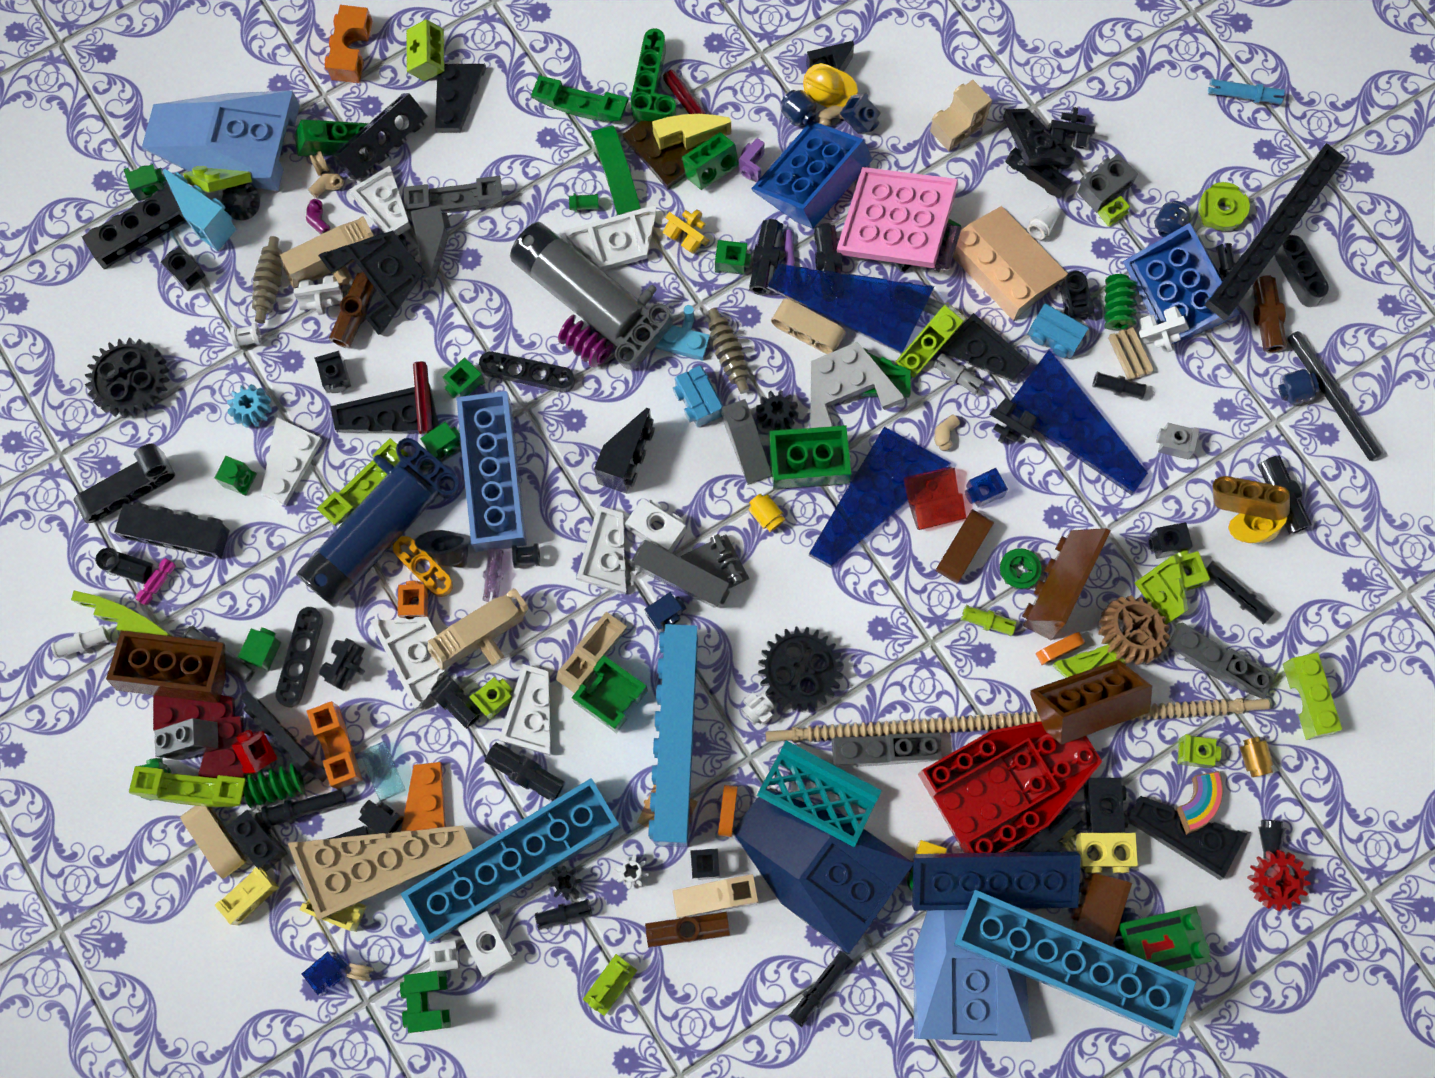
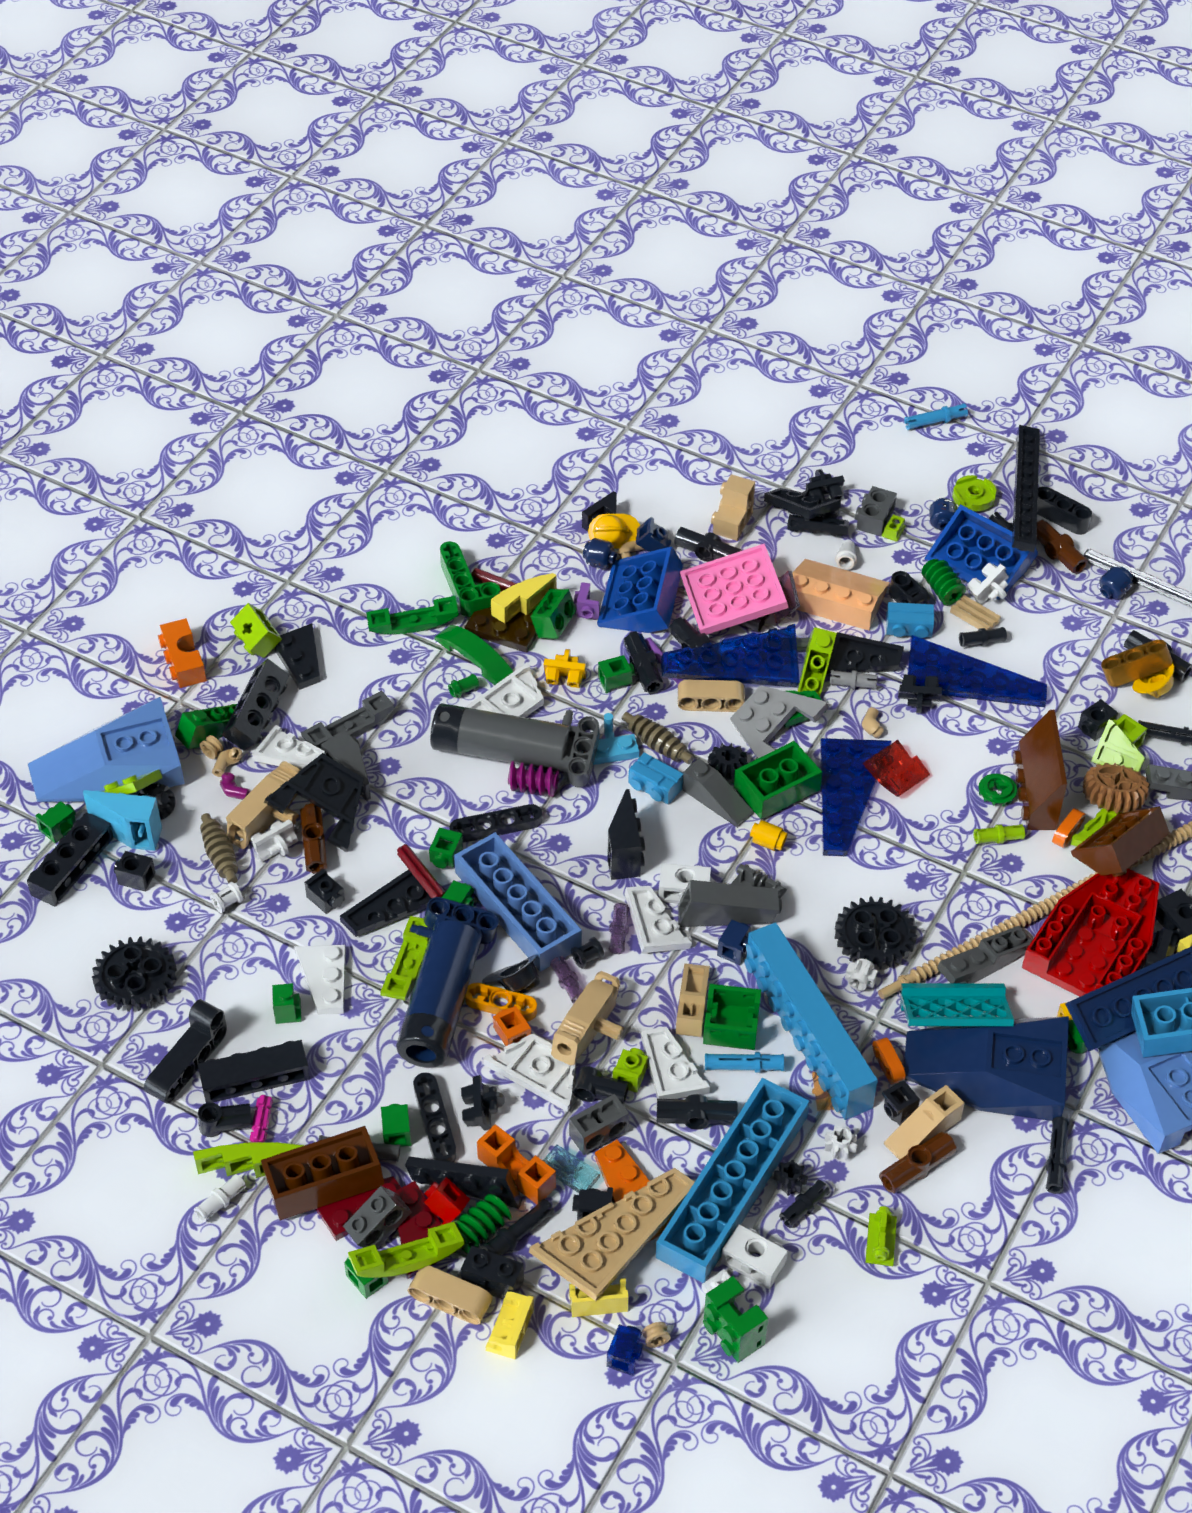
camera: 30 degrees left, 25 degrees down
(239, 406) = (264, 947): medium azure gear -> none
(427, 742) = (599, 1124): none -> dark grey brick
(570, 543) = (619, 928): none -> clear purple pin
(572, 727) = (744, 1062): none -> dark azure pin
(910, 146) = (705, 546): none -> black piece
(964, 546) = (944, 791): reddish brown beam -> none
(991, 482) = (929, 748): clear blue brick -> none
(1171, 446) = (1053, 653): light grey brick -> none

